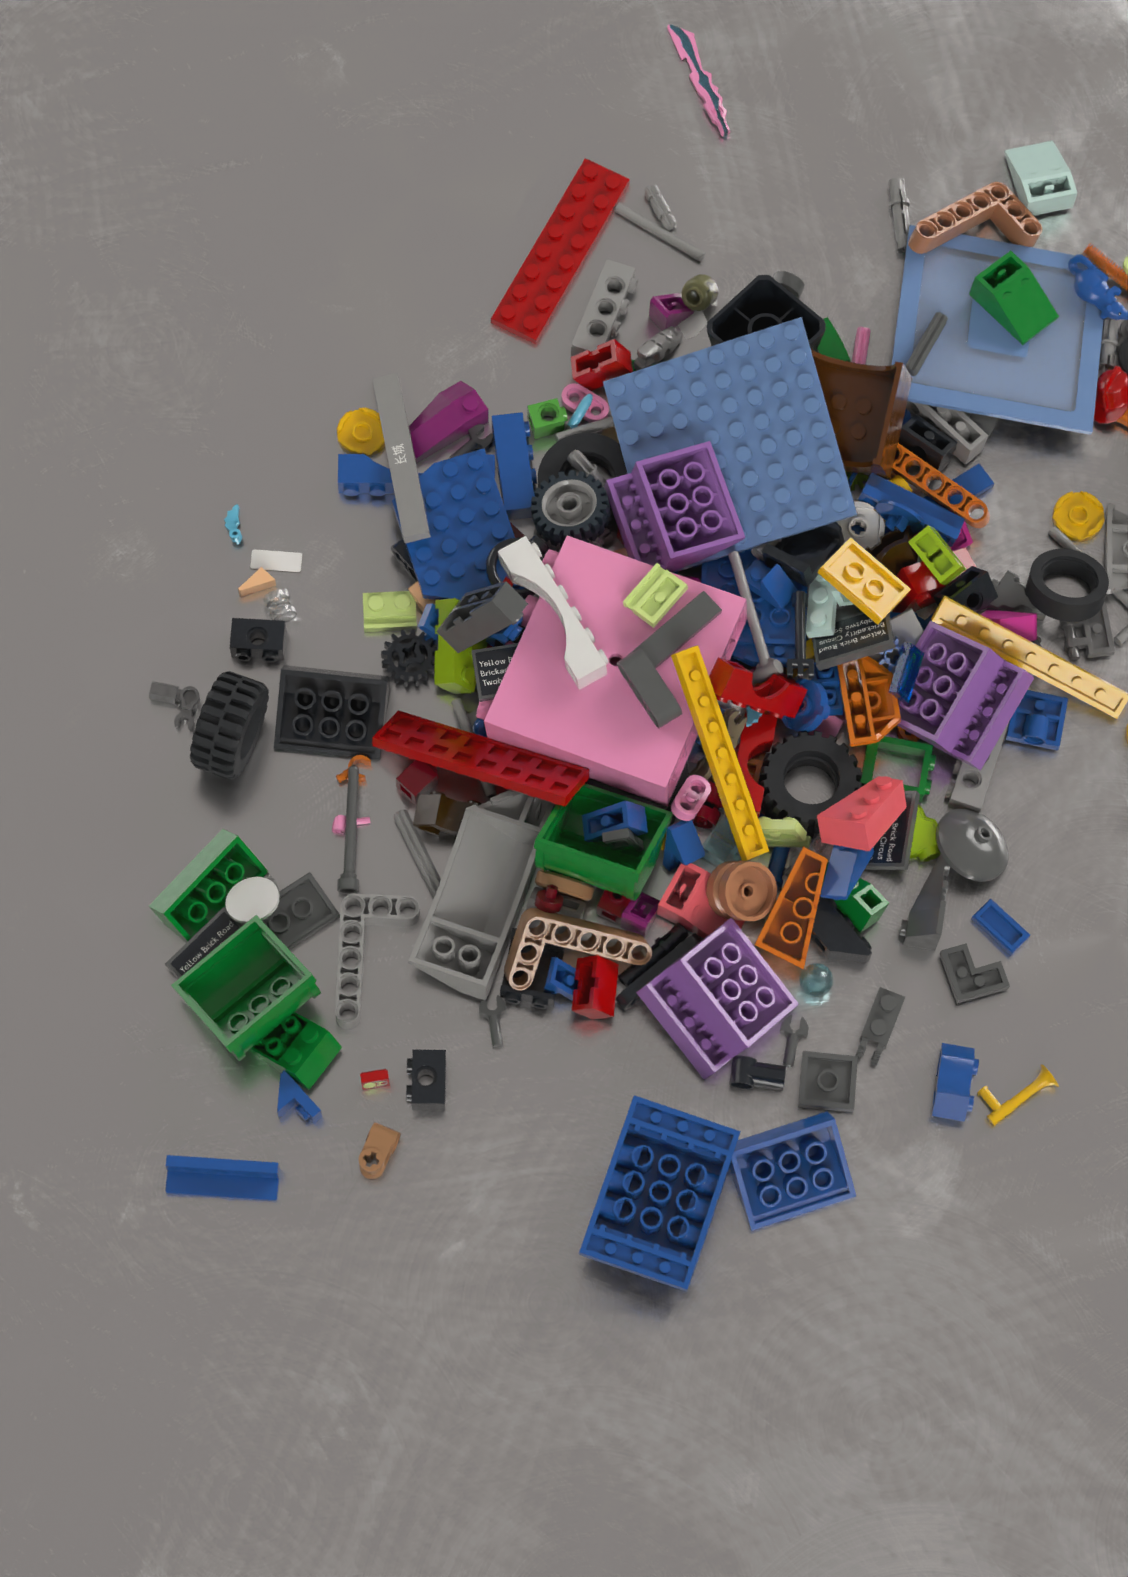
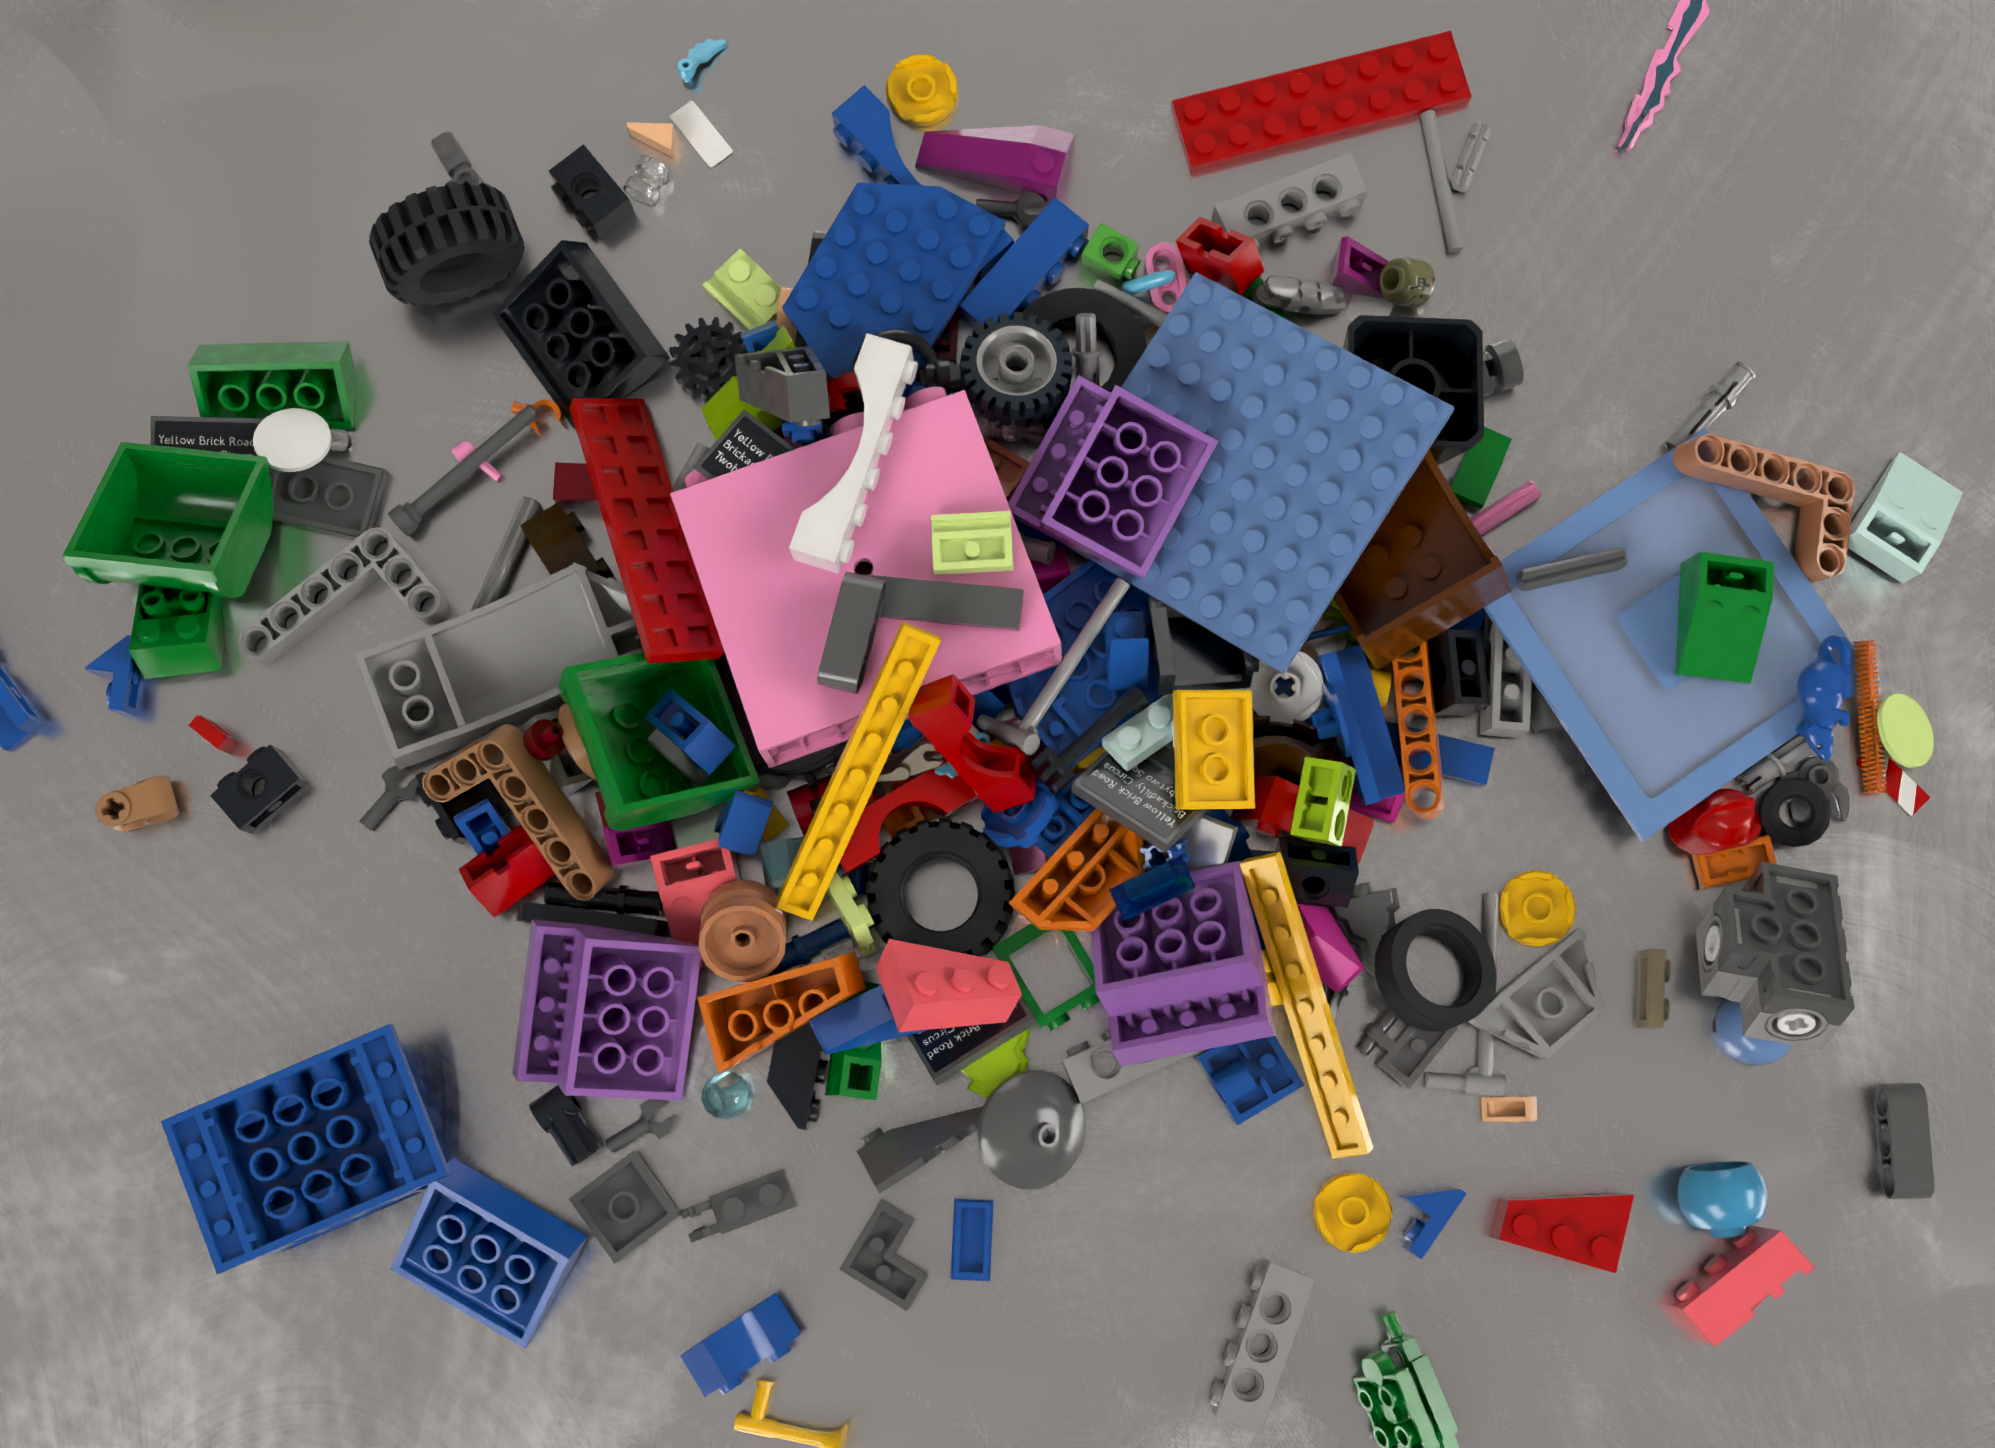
camera: 50 degrees right, 10 degrees up
(401, 458) = (914, 150): light grey tile -> none
(690, 797) = (794, 784): bright pink plate -> none

